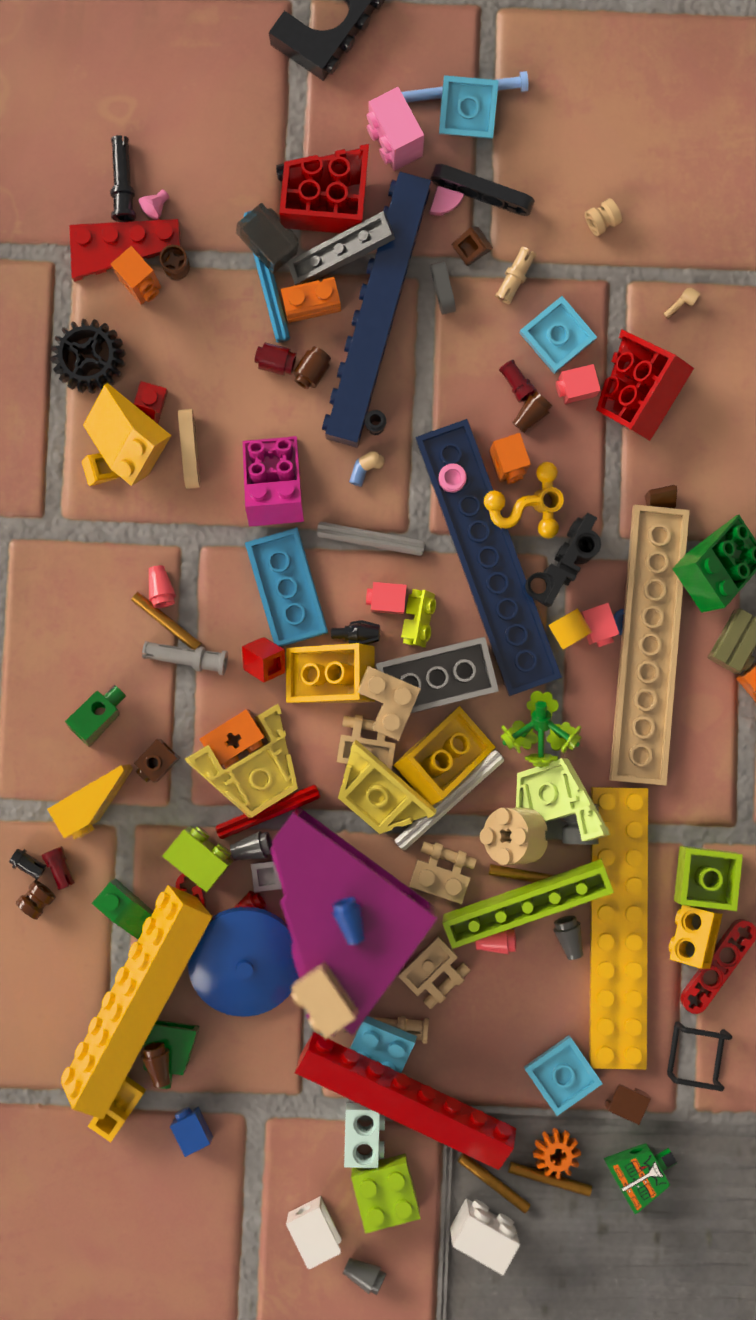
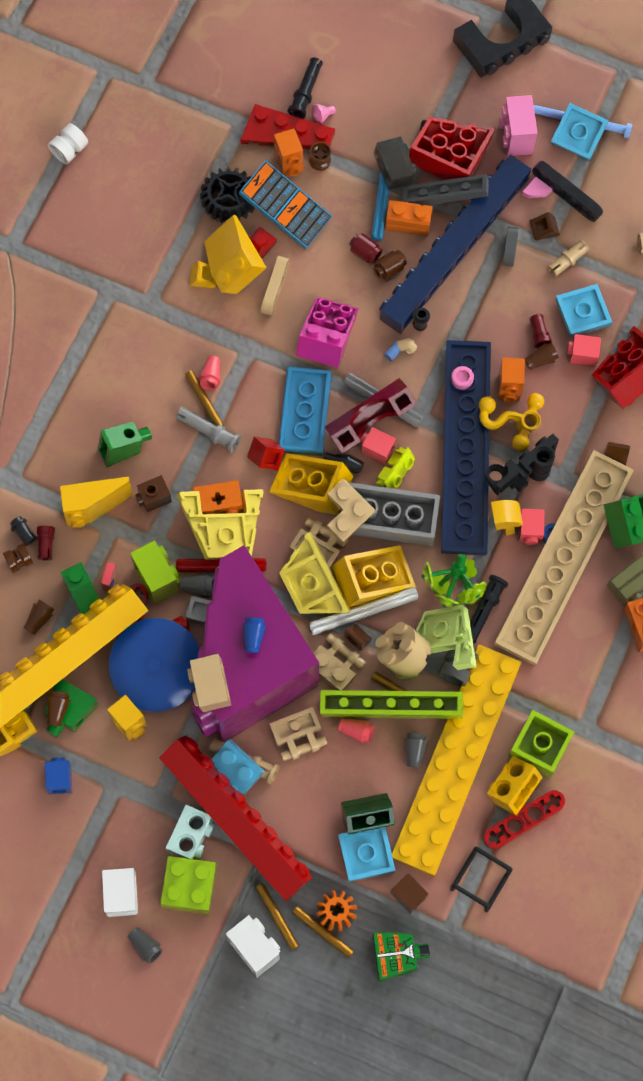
camera: 20 degrees right, 15 degrees down
(89, 956) = (38, 616): none -> reddish brown cone
(148, 879) = (109, 576): none -> coral tile
(159, 343) = (285, 204): none -> tile
(240, 1040) = (127, 718): none -> yellow brick
(347, 593) = (389, 401): none -> dark red arch
(455, 832) = (357, 636): none -> reddish brown slope
(548, 1034) = (367, 813): none -> dark green brick
(588, 729) = (488, 600): none -> black pin

